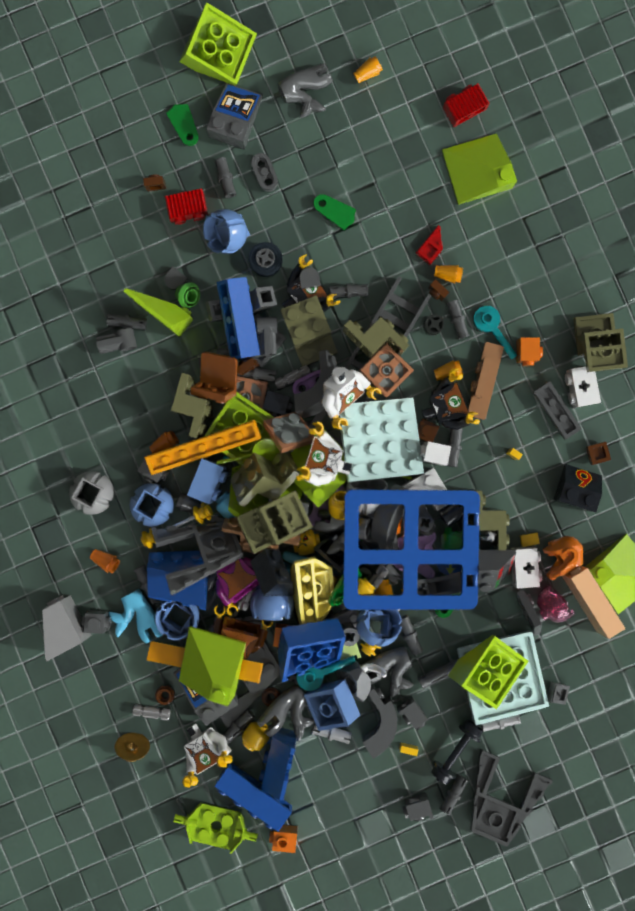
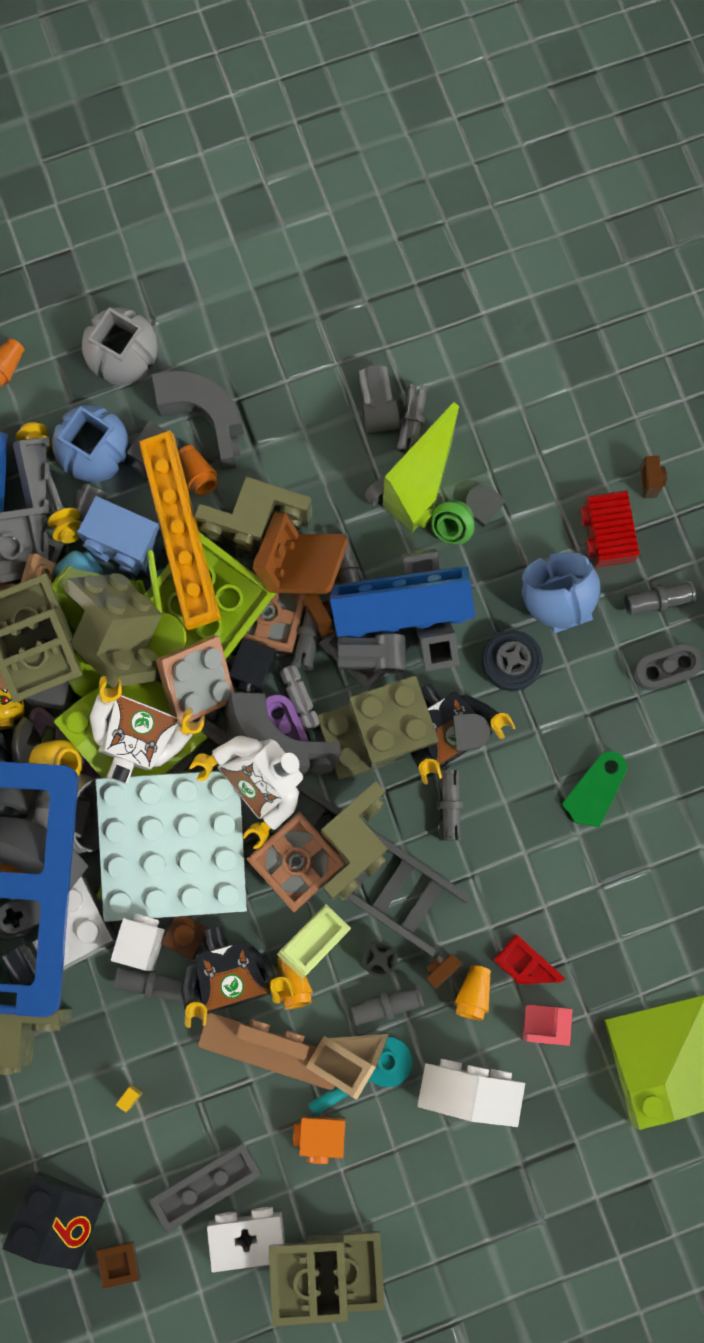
camera: 95 degrees right, 10 degrees down
(119, 443) = (195, 394): none -> dark grey arch
(170, 337) = (374, 493): none -> dark grey tile
(426, 360) = (314, 941): none -> yellowish green tile
(463, 233) = (547, 1025): none -> coral panel
(489, 337) = (347, 1061): none -> tan slope
(504, 271) = (471, 1093): none -> white brick

